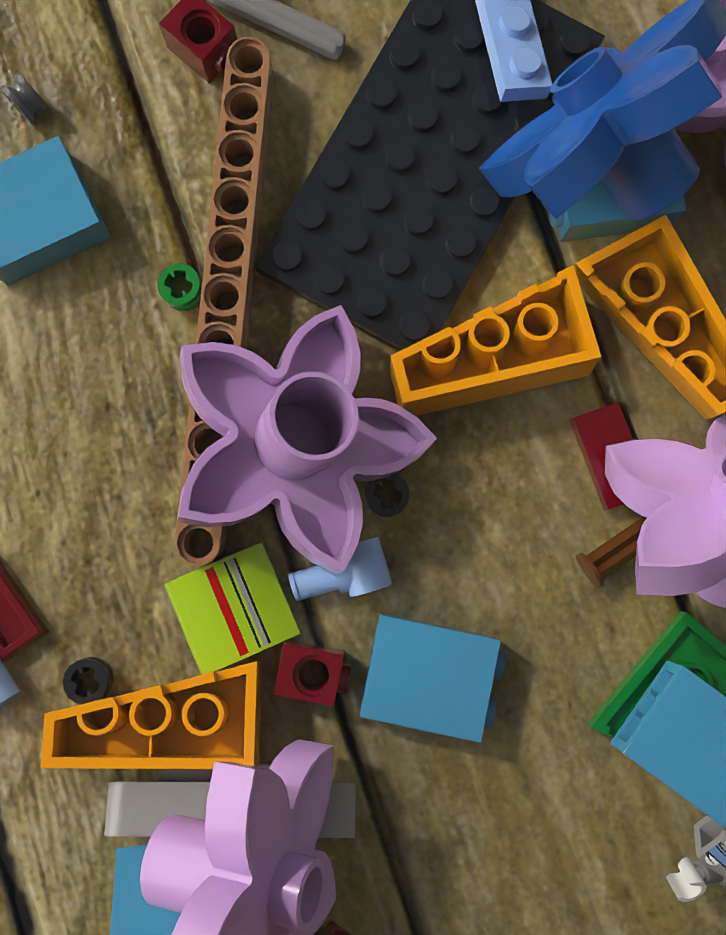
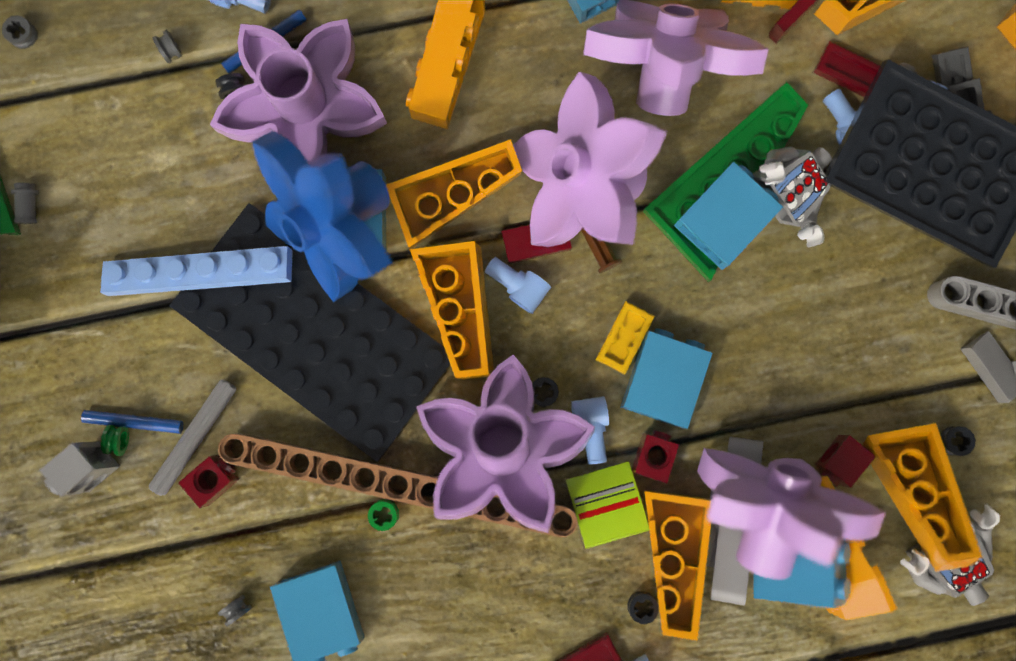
camera: 80 degrees left, 0 degrees up
(484, 606) = (625, 337): none -> yellow plate
(537, 446) = (524, 288): none -> light blue pin

